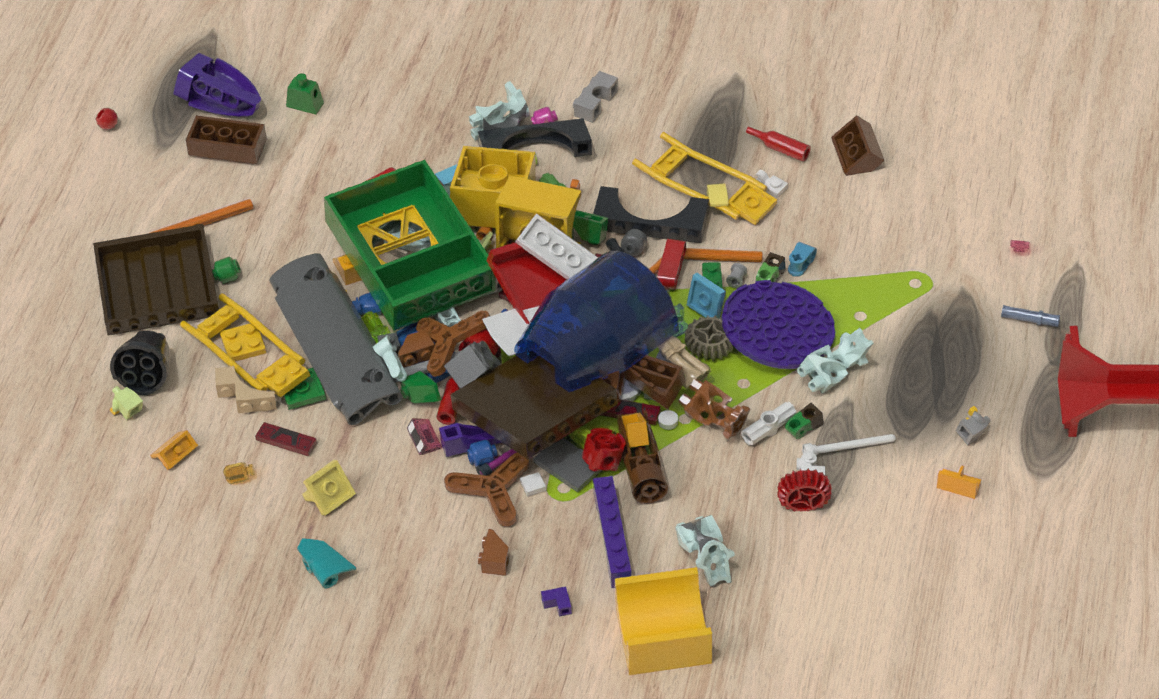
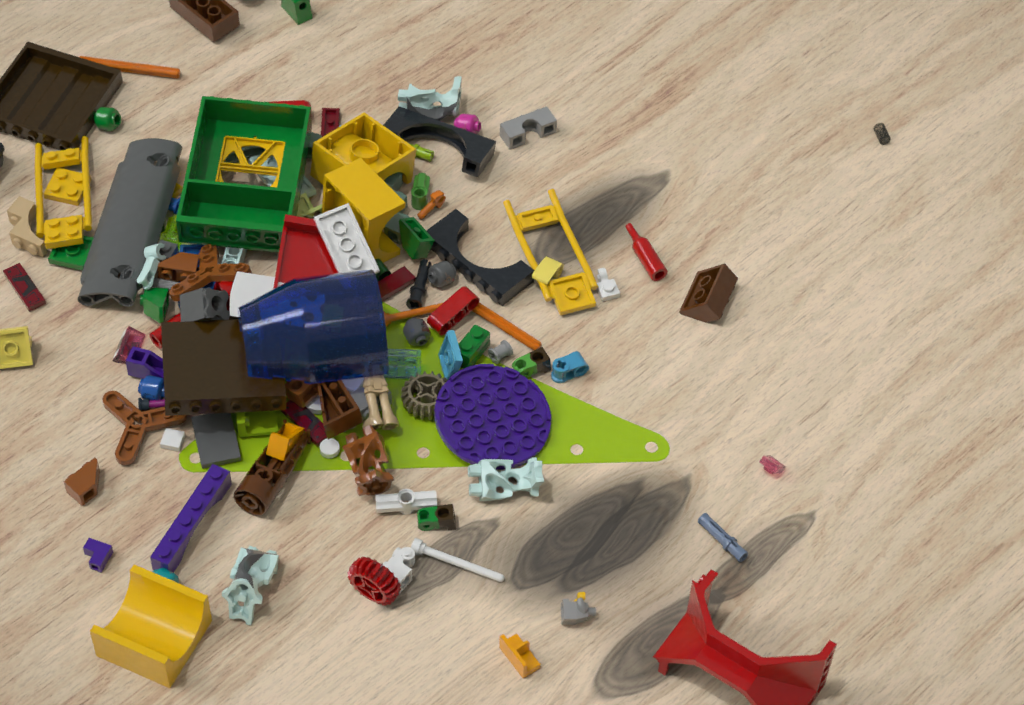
camera: 30 degrees right, 5 degrees up
(603, 449) = (244, 443): red brick -> none

